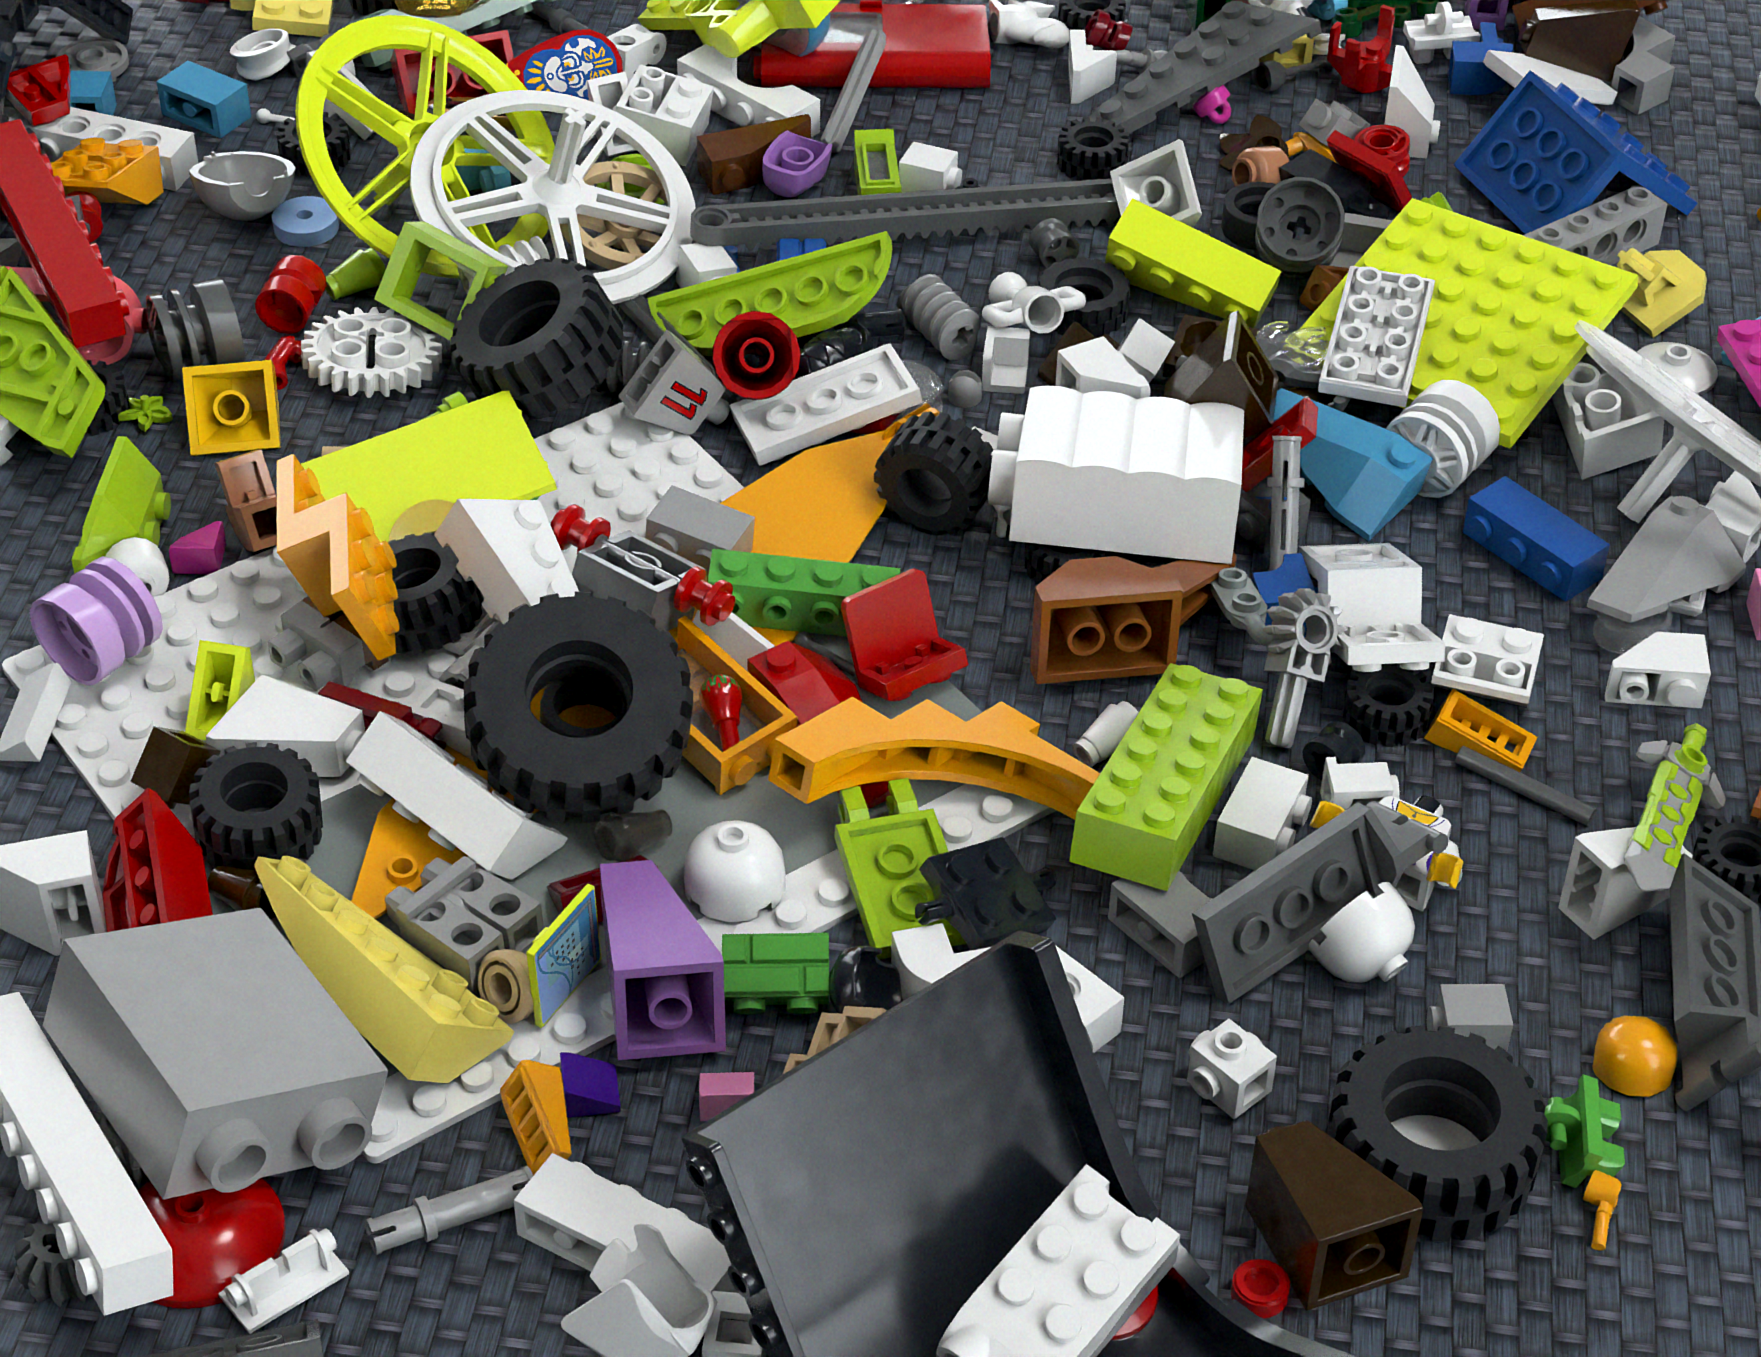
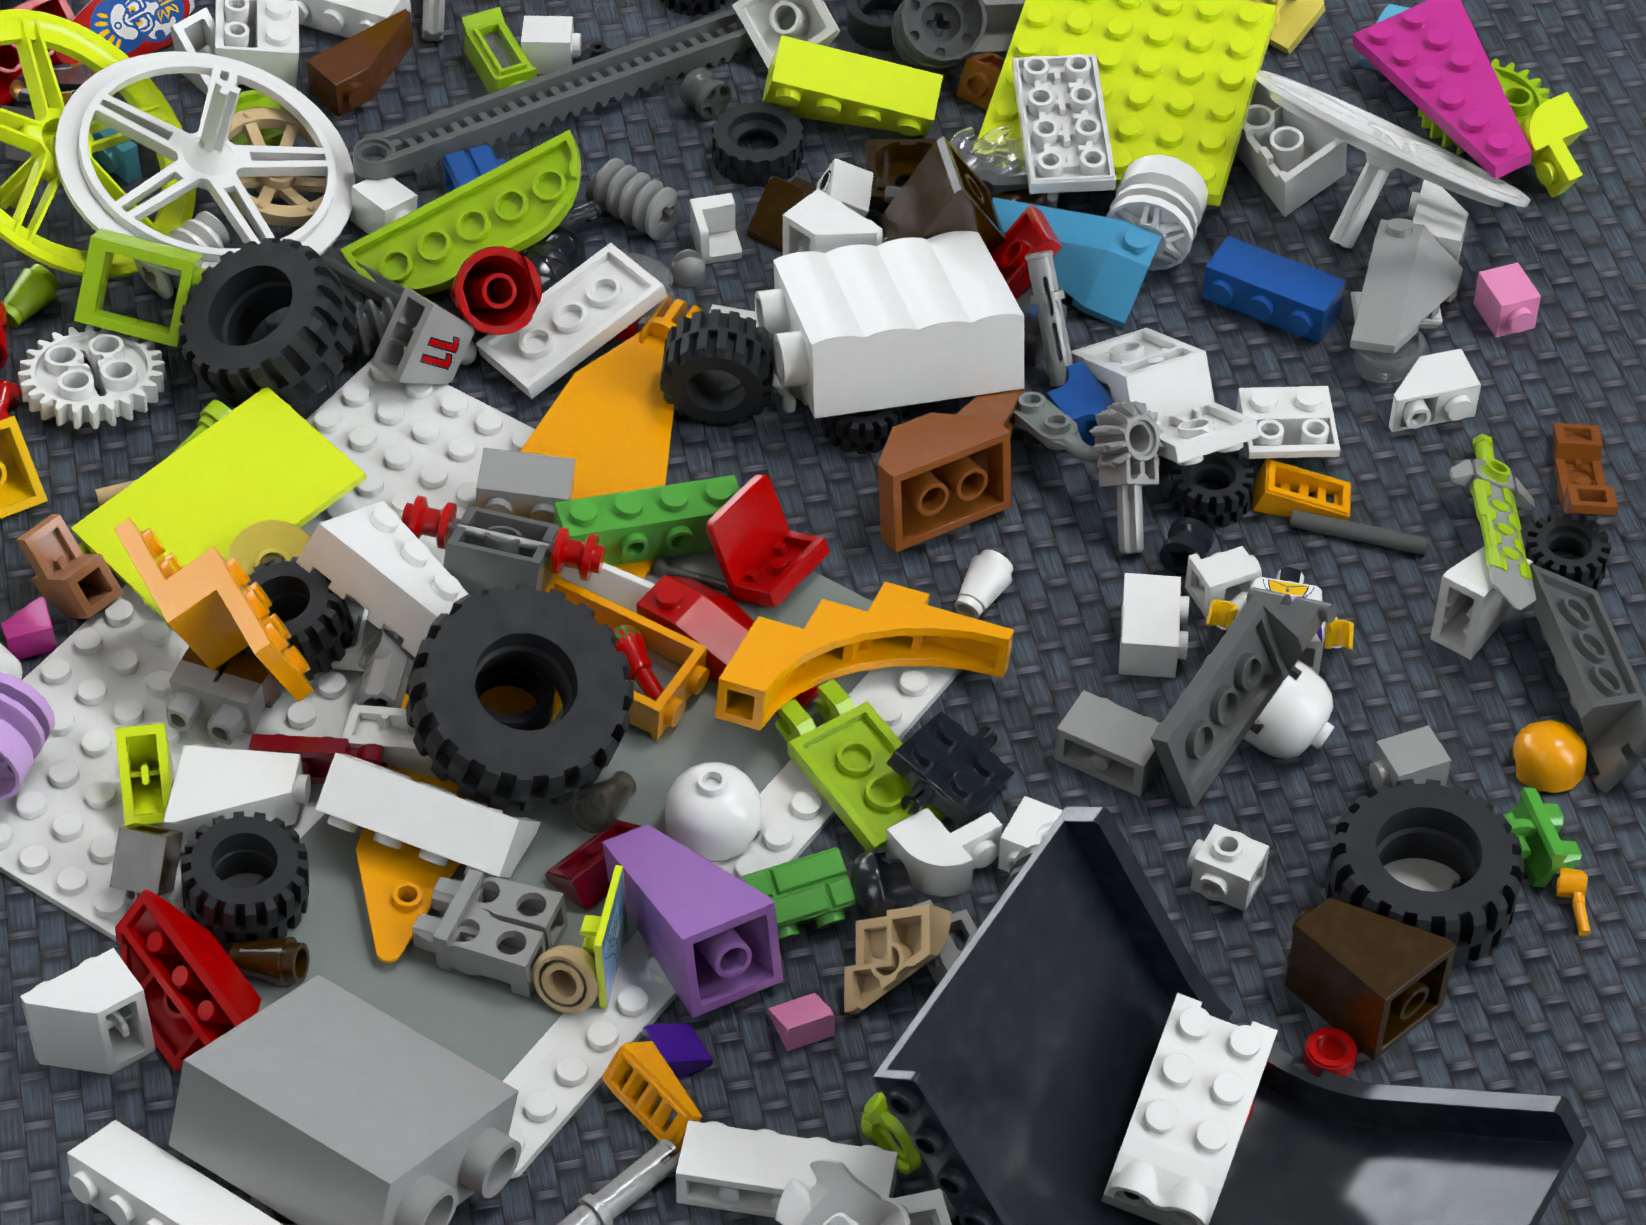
camera: 20 degrees left, 5 degrees up
(384, 986) = (470, 1015): light yellow wedge -> none
(794, 164) = (415, 66): medium lavender piece -> none
(1030, 305) = (726, 169): white piece -> none
(1166, 776) = (1062, 612): lime brick -> none
(1683, 363) = (1327, 75): white dish -> none

